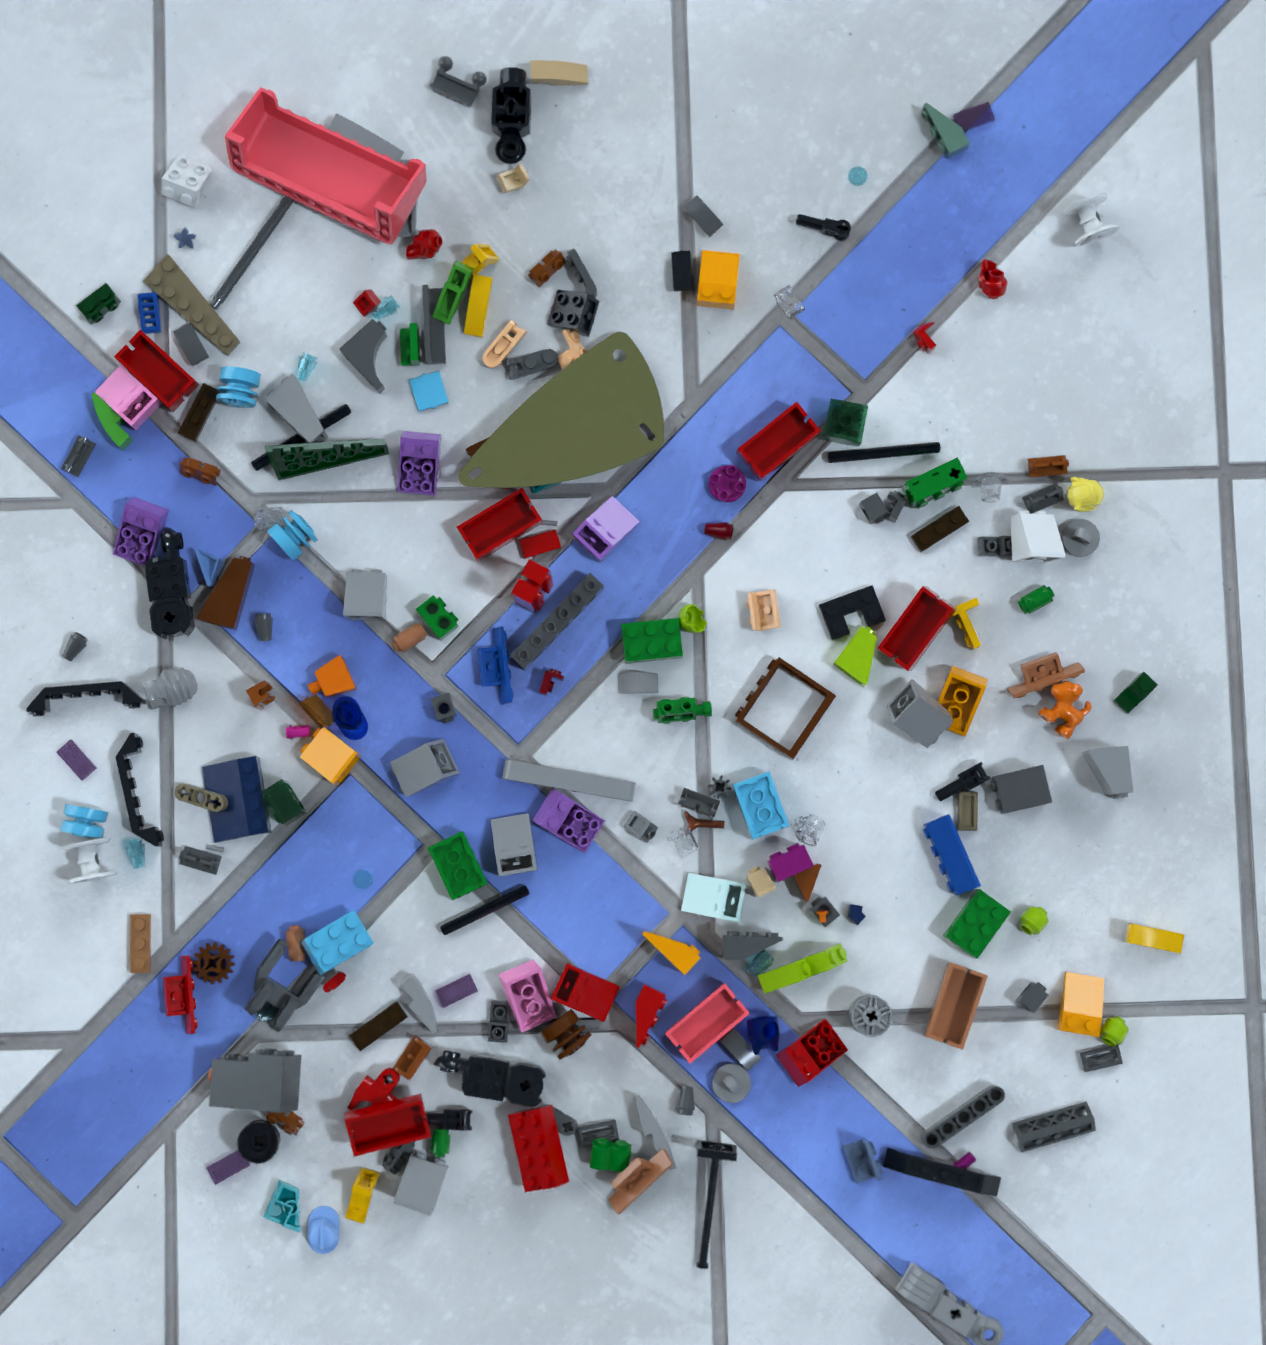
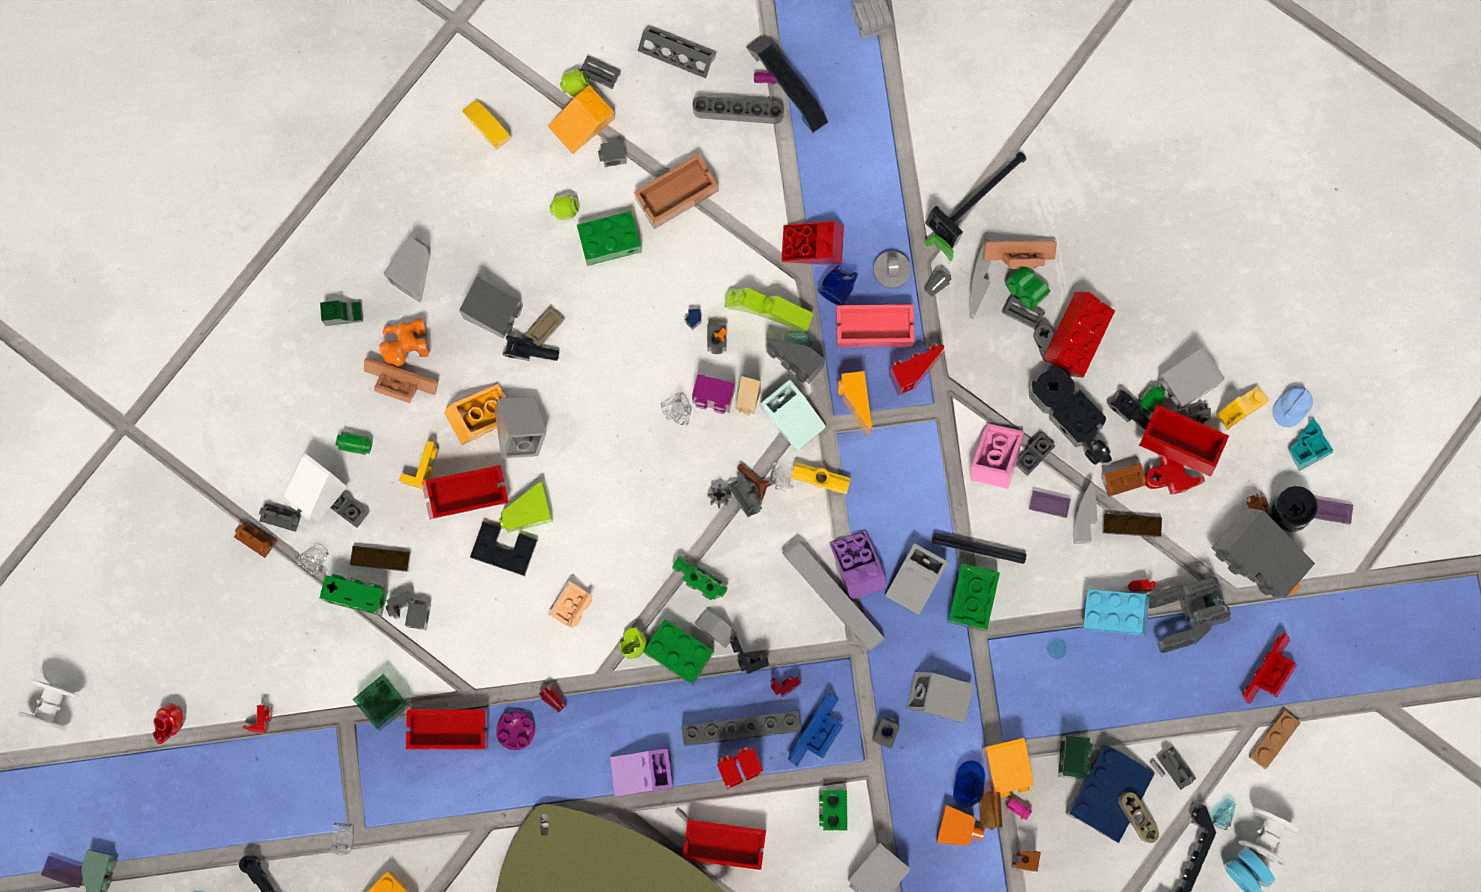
camera: 140 degrees left, 5 degrees down
(223, 972) = (1227, 684): reddish brown gear -> none
(294, 937) = (1147, 644): nougat head -> none
(409, 637) = (870, 812): nougat head -> none
(540, 544) = (704, 804): red tile -> none
(565, 1034) = (991, 399): reddish brown wheel -> none
(584, 678) = (756, 662): none -> black bracket
(585, 992) = (951, 423): red slope -> none
(641, 827) = (805, 514): dark grey bracket -> none
(664, 860) = (808, 475): none -> yellow piece
(709, 1137) = (941, 244): none -> bright green piece
(740, 1049) = (865, 287): dark grey slope -> none
(753, 696) = (609, 486): reddish brown window -> none
(760, 805) = (699, 455): medium azure piece -> none
(806, 880) = (712, 369): dark orange slope -> none
(862, 1161) = (839, 137): sand blue bracket -> none
(867, 1004) = (741, 243): light grey wheel -> none
(884, 452) = (371, 655): black axle -> none
(951, 854) = (584, 302): blue slope -> none
(1080, 538) = (278, 463): light grey tile -> none
(1084, 494) = (246, 492): light yellow helmet -> none

